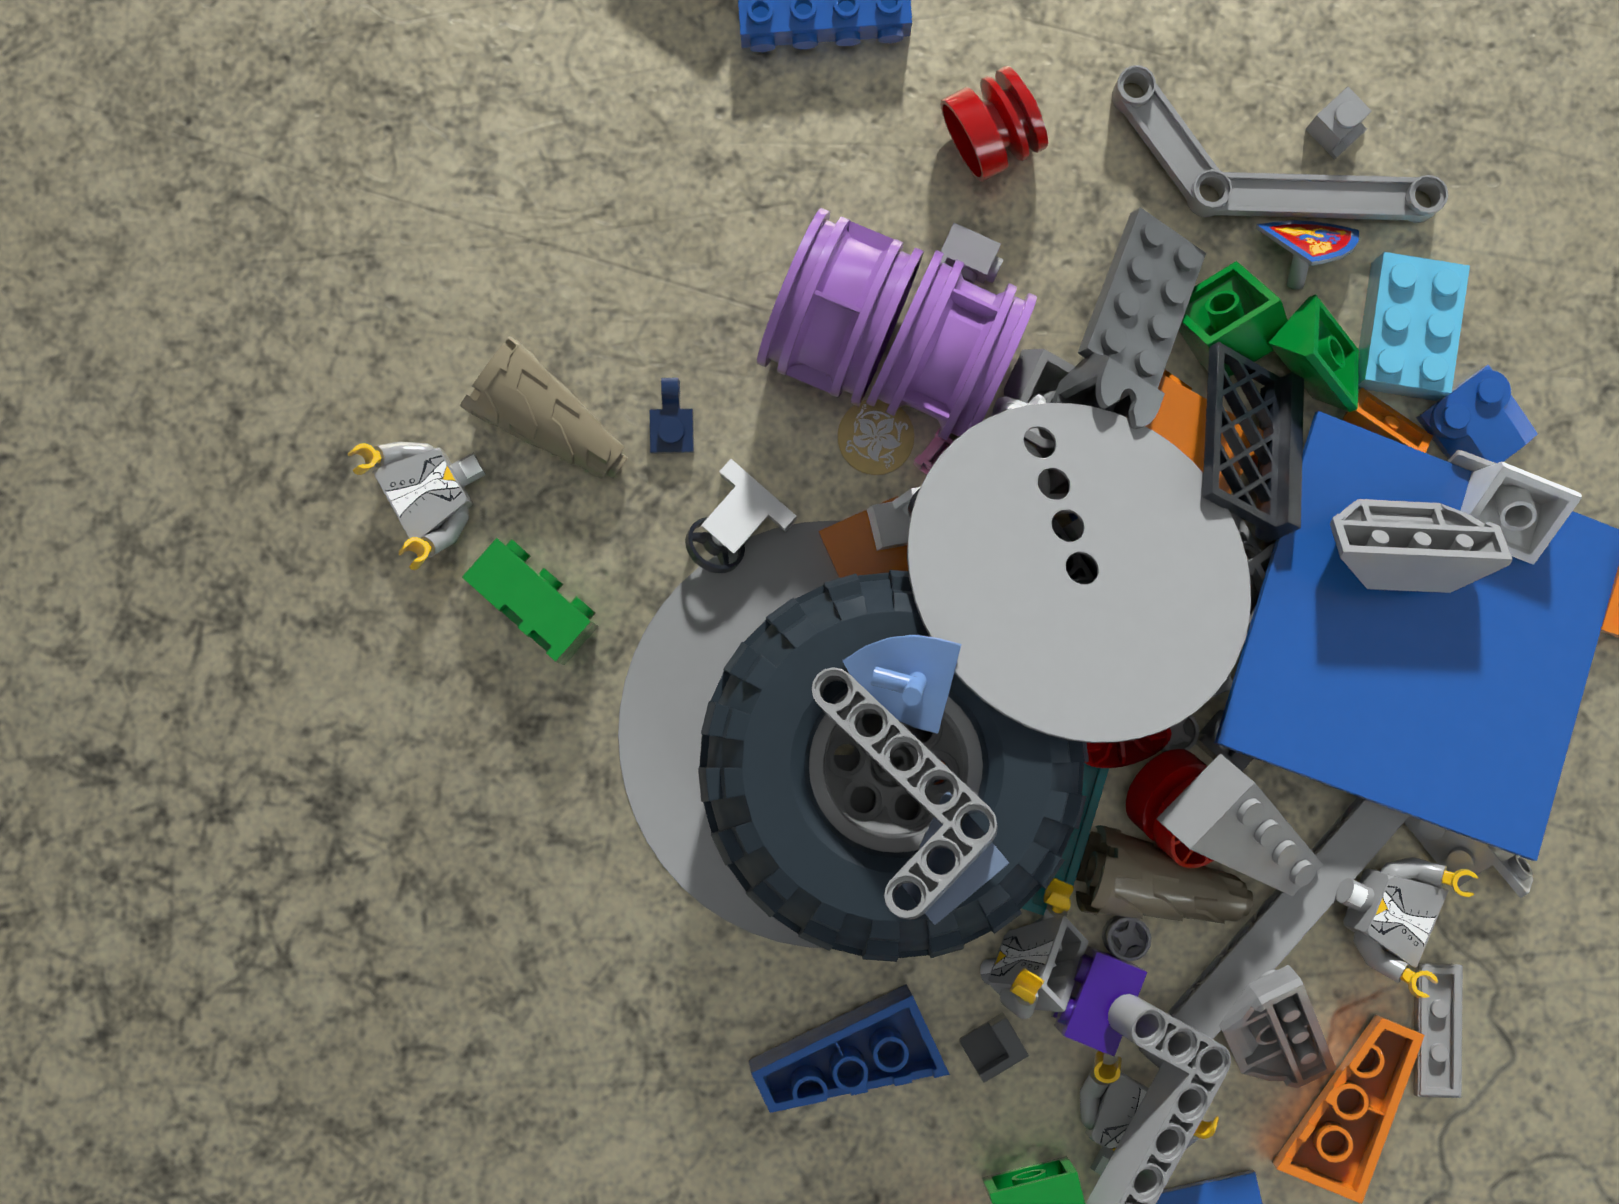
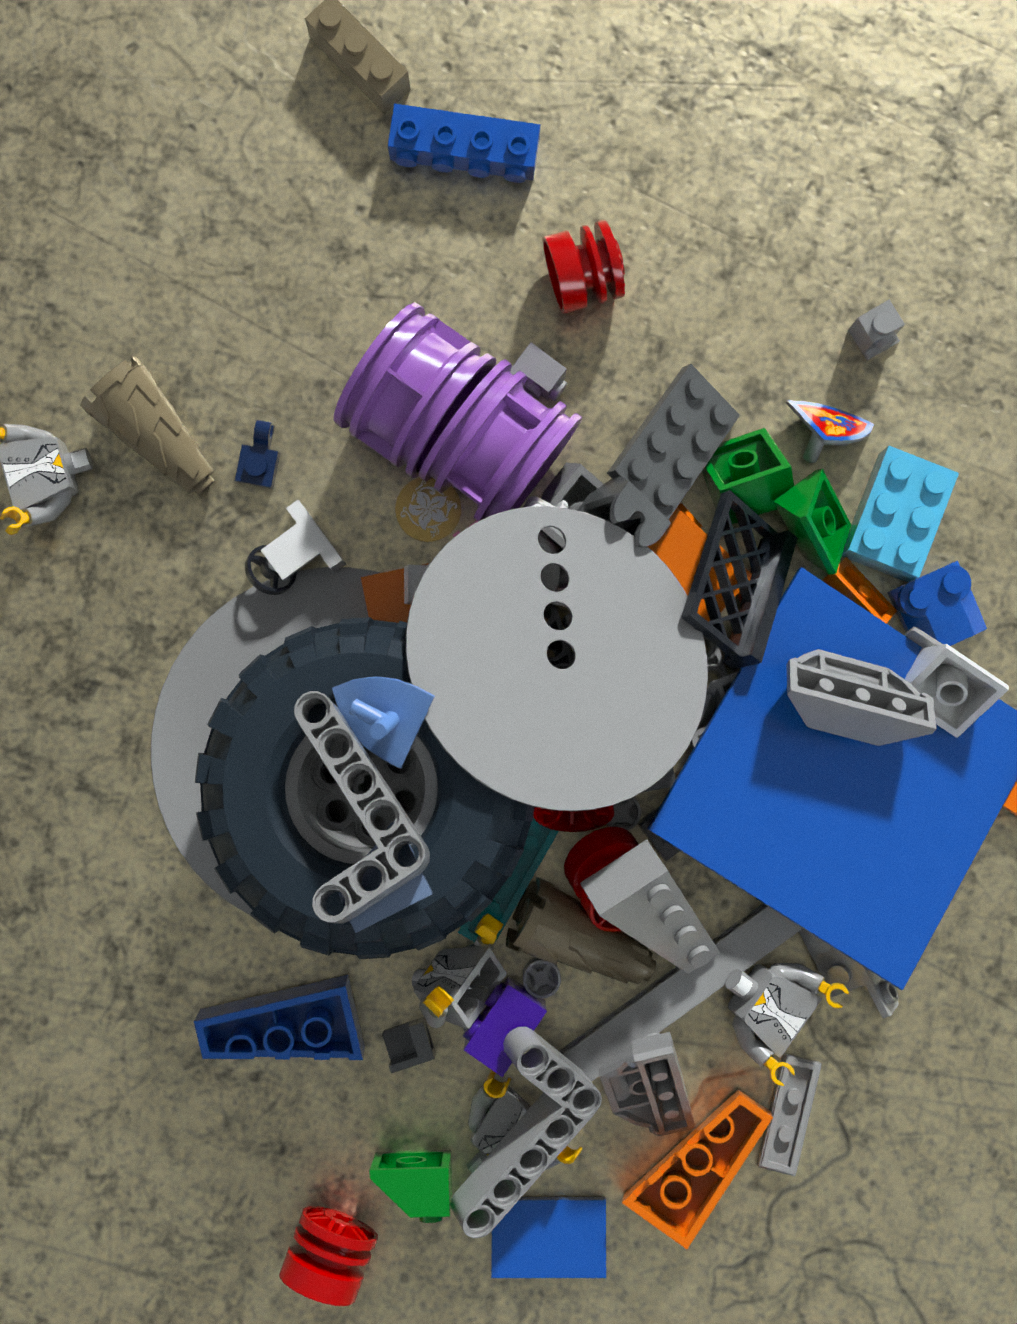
camera: 15 degrees right, 0 degrees up
(531, 600) = (105, 582): green wedge -> none
(1264, 192) = (801, 375): light grey piece -> none

